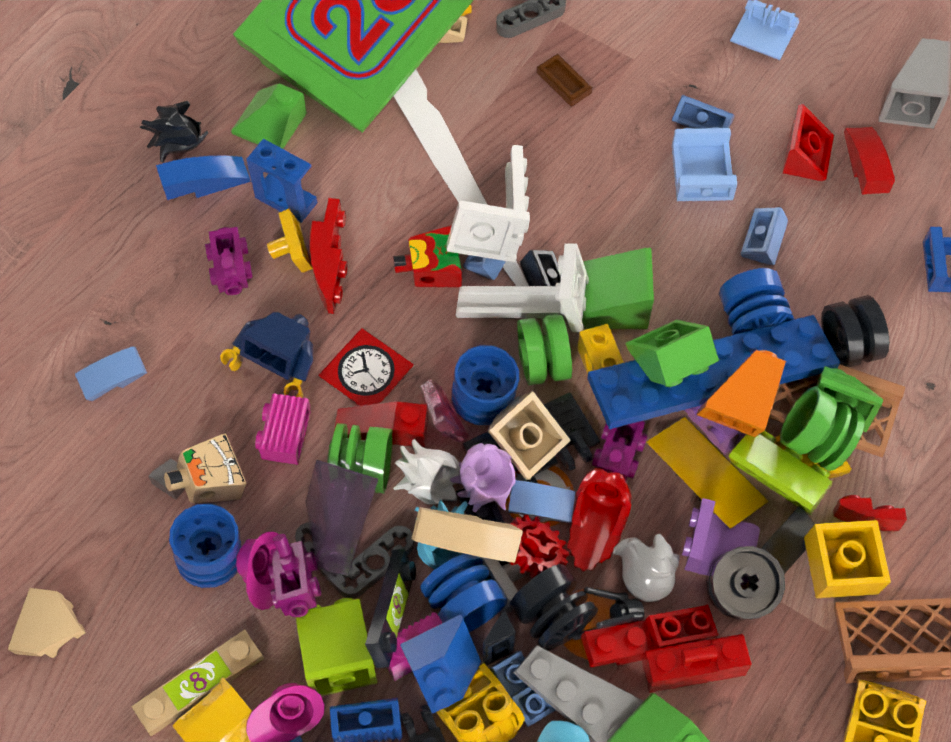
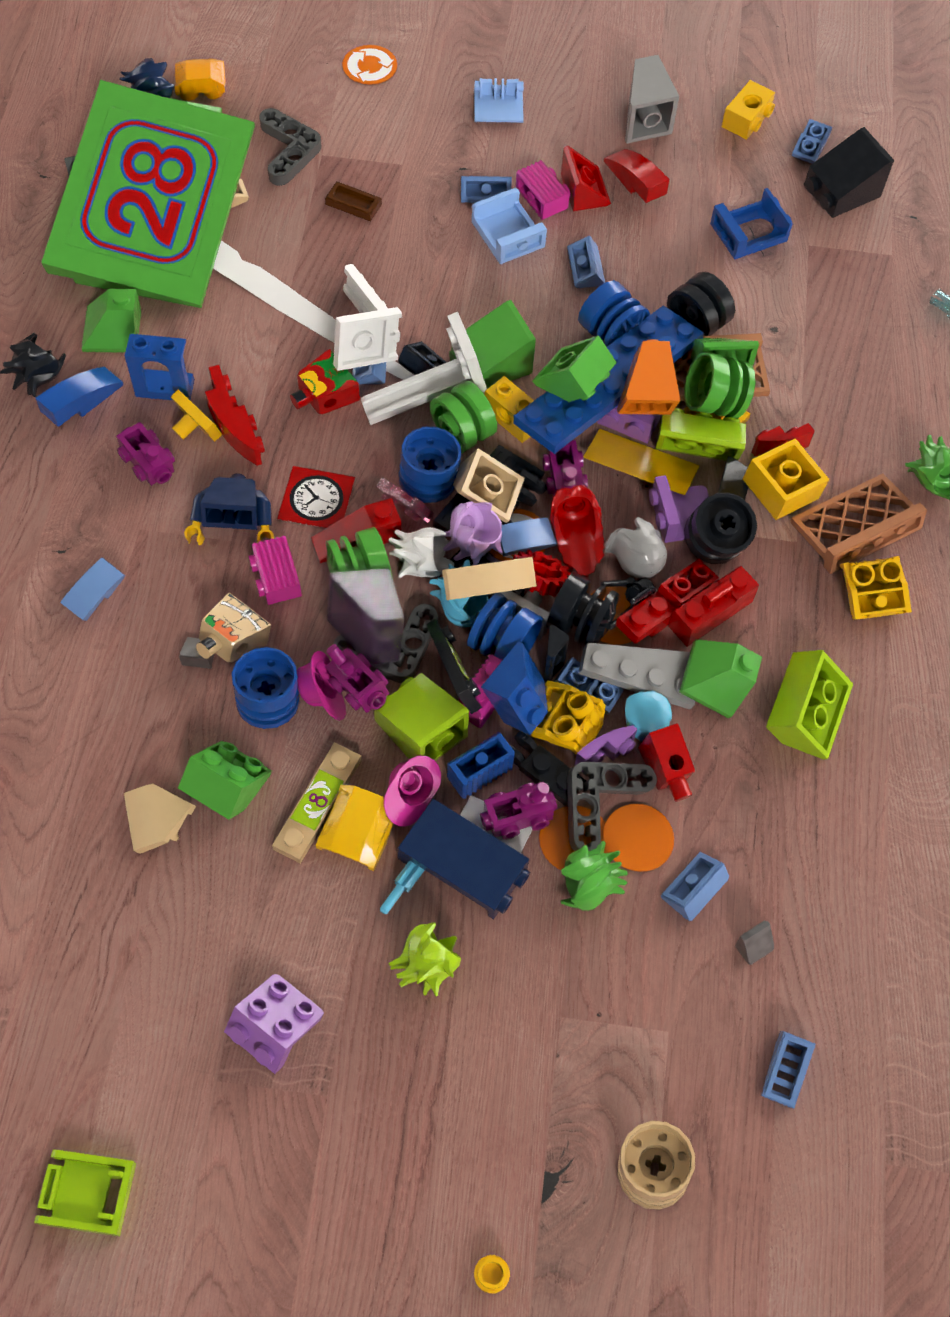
camera: 30 degrees left, 0 degrees up
(123, 617) = (224, 778): none -> bright green slope
(759, 139) = (542, 189): none -> dark pink brick

